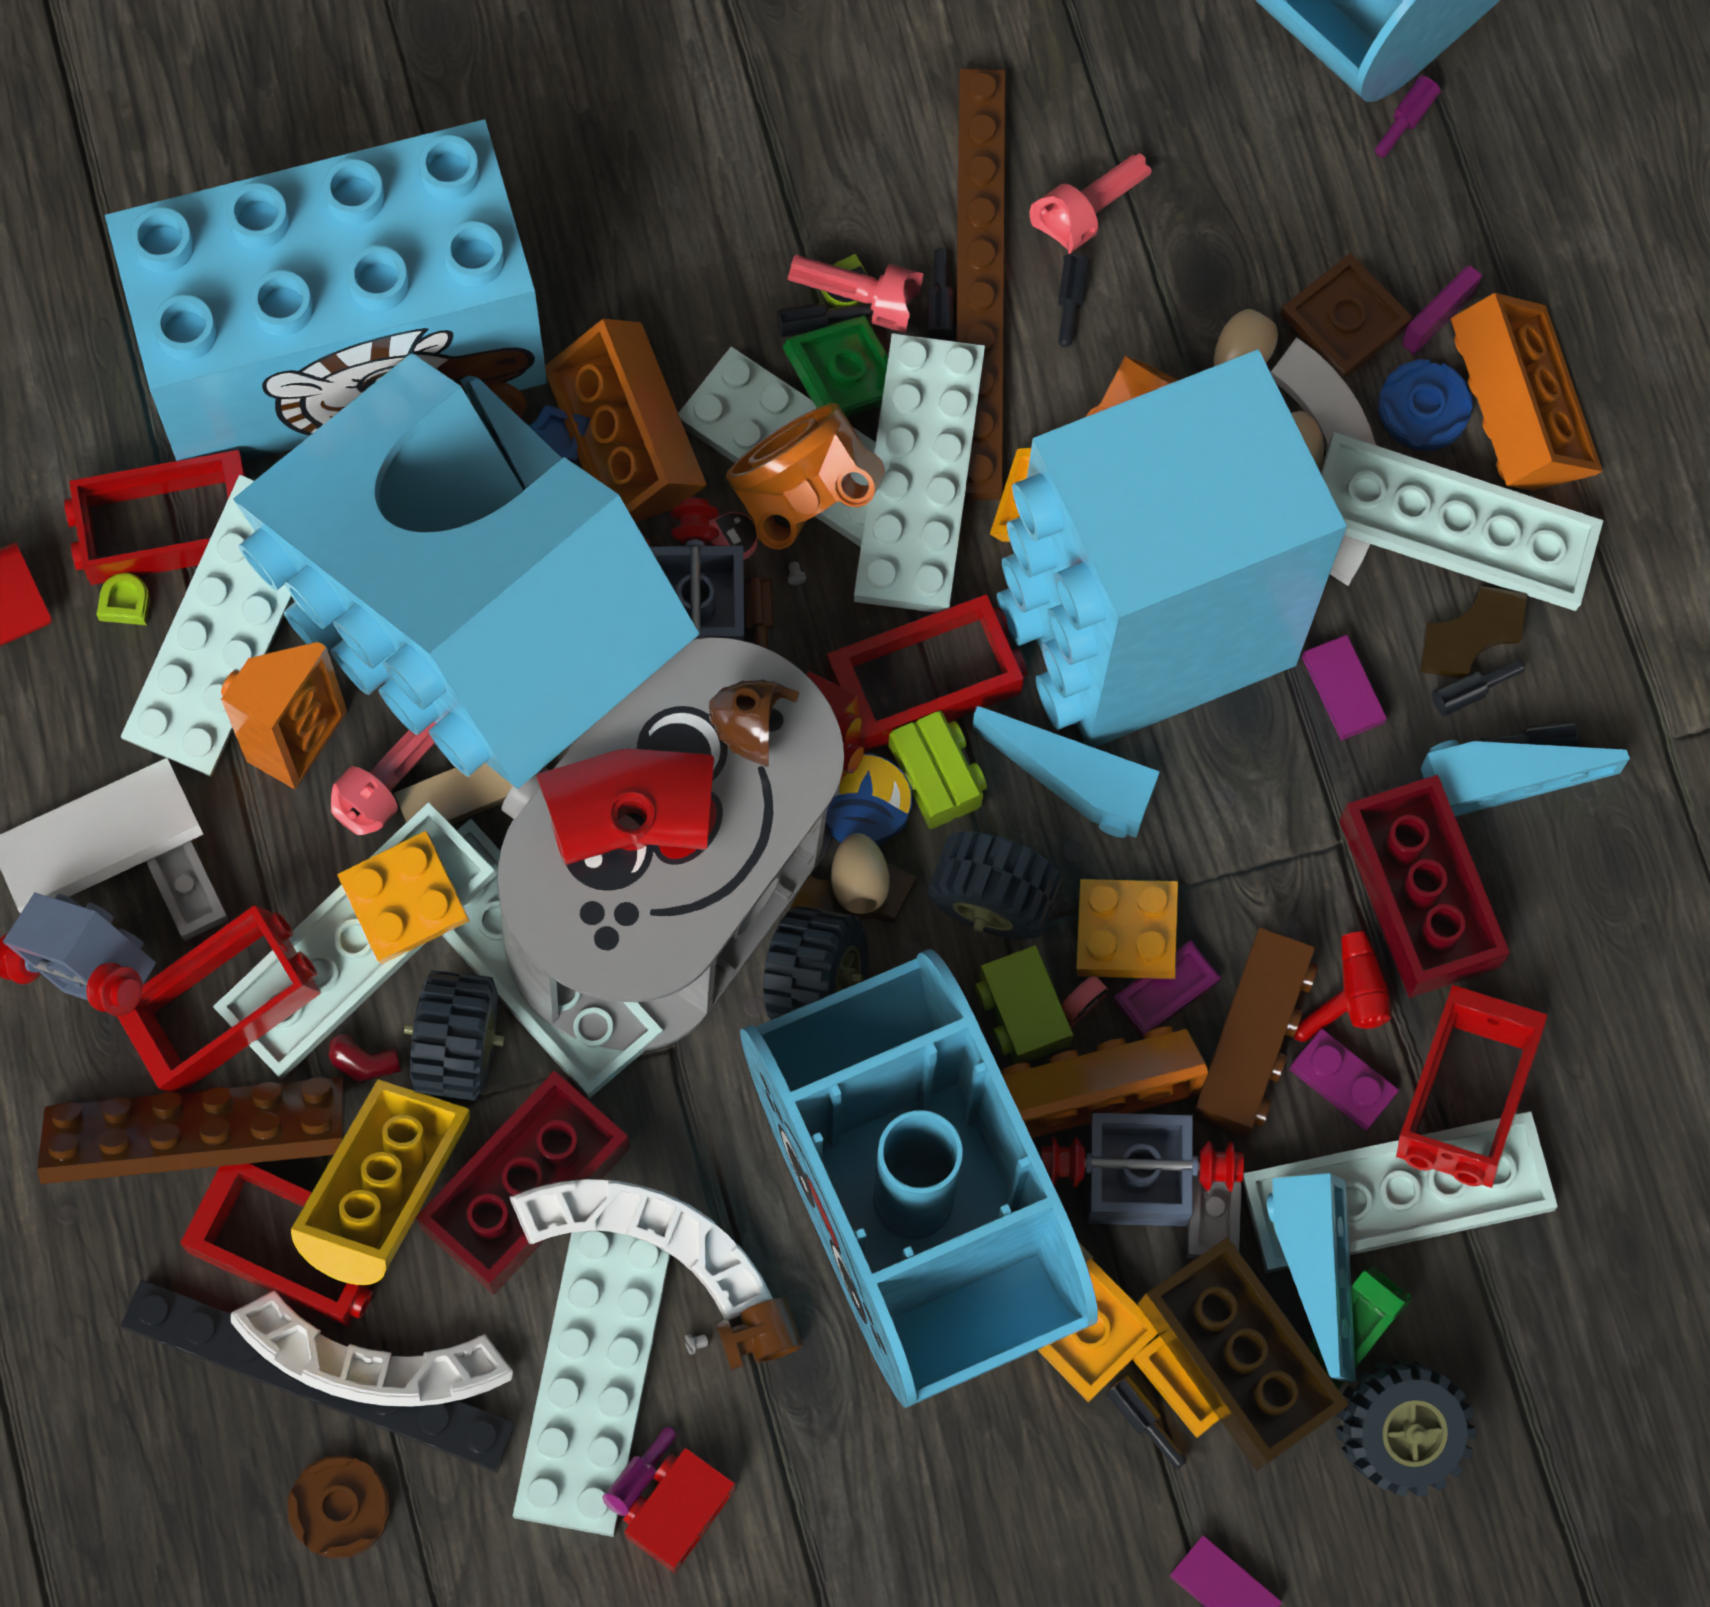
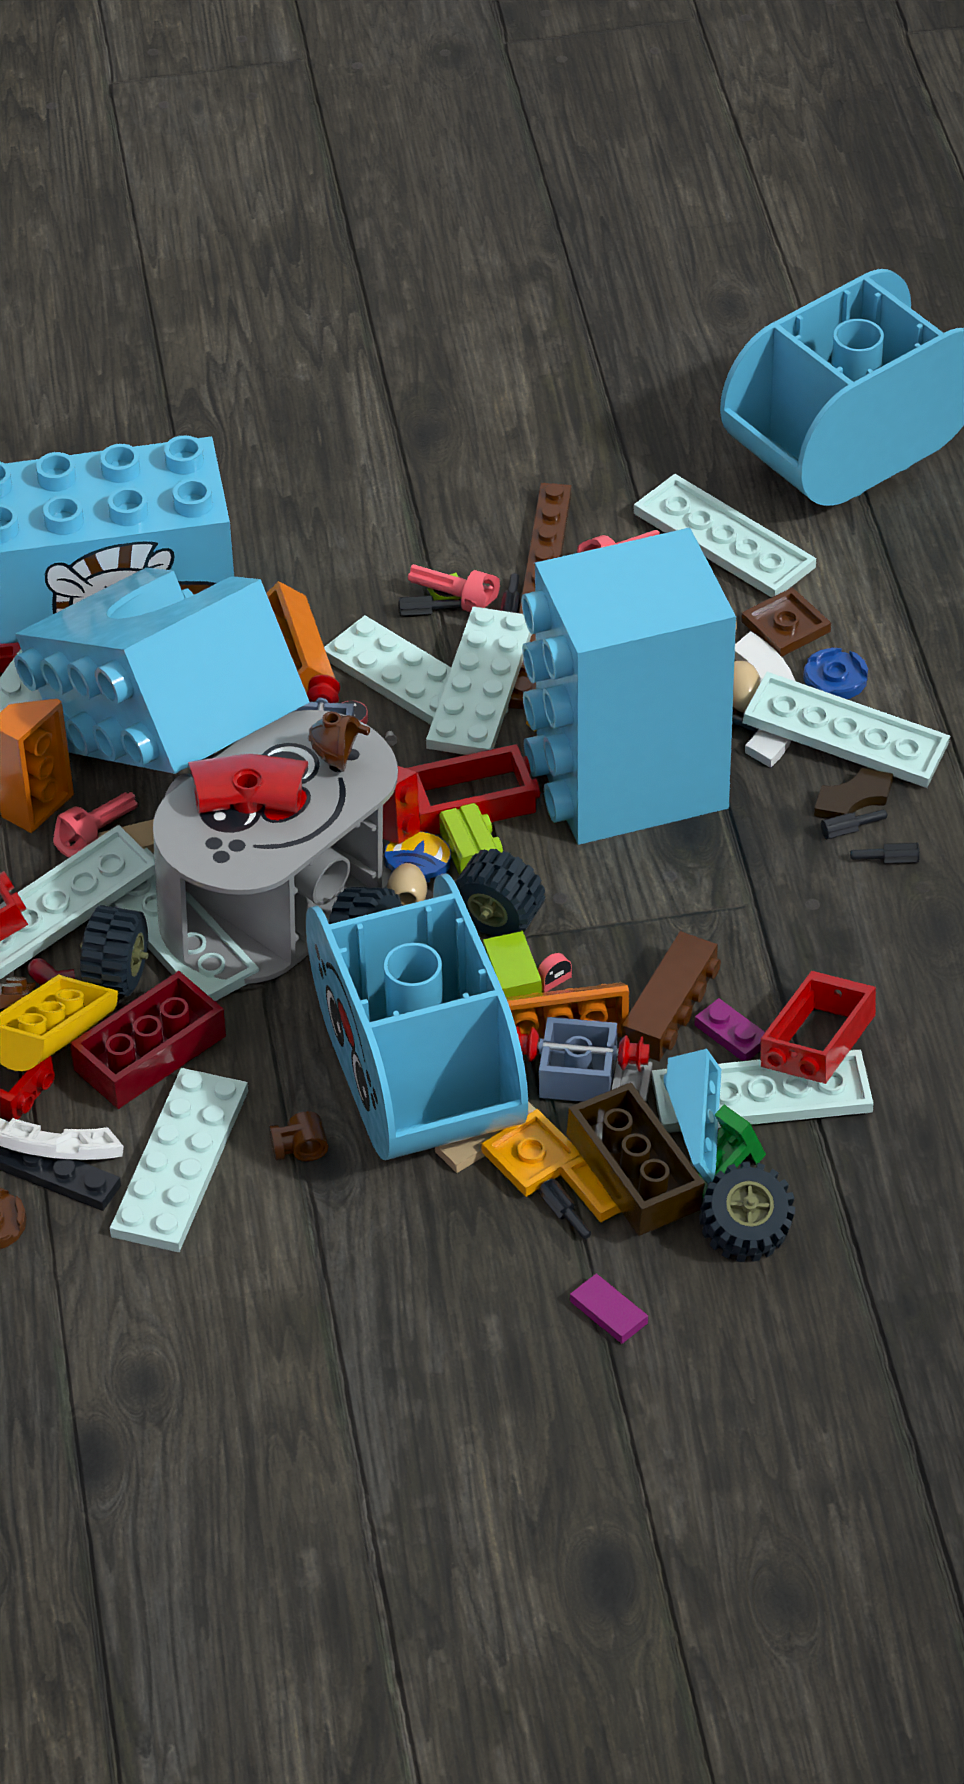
camera: 10 degrees right, 25 degrees down
(403, 897) = (92, 873): light orange plate -> none
(637, 1475) = (199, 1209): magenta axle -> none
(650, 1217) = (227, 1056): white tile -> none
(678, 1509) = (226, 1231): red brick -> none
(696, 1342) = (254, 1145): light grey piece -> none
(804, 473) = (399, 667): orange piece -> none
(841, 365) = (434, 627): green tile -> none
(1088, 779) = (569, 850): medium azure slope -> none
(1127, 929) = (591, 934): light orange plate -> none
(1154, 1001) = (624, 967): magenta tile -> none
(1240, 155) = (726, 536): none -> light aqua plate
(1344, 687) = (759, 818): magenta tile -> none
(1363, 994) = (751, 979): red piece -> none
(1409, 112) = (844, 521): magenta axle -> none
(1423, 886) = (798, 918): dark red brick -> none
(1441, 309) = (851, 621): magenta tile -> none
(1498, 773) = (859, 866): medium azure slope -> none
(1524, 393) = (904, 666): orange slope -> none

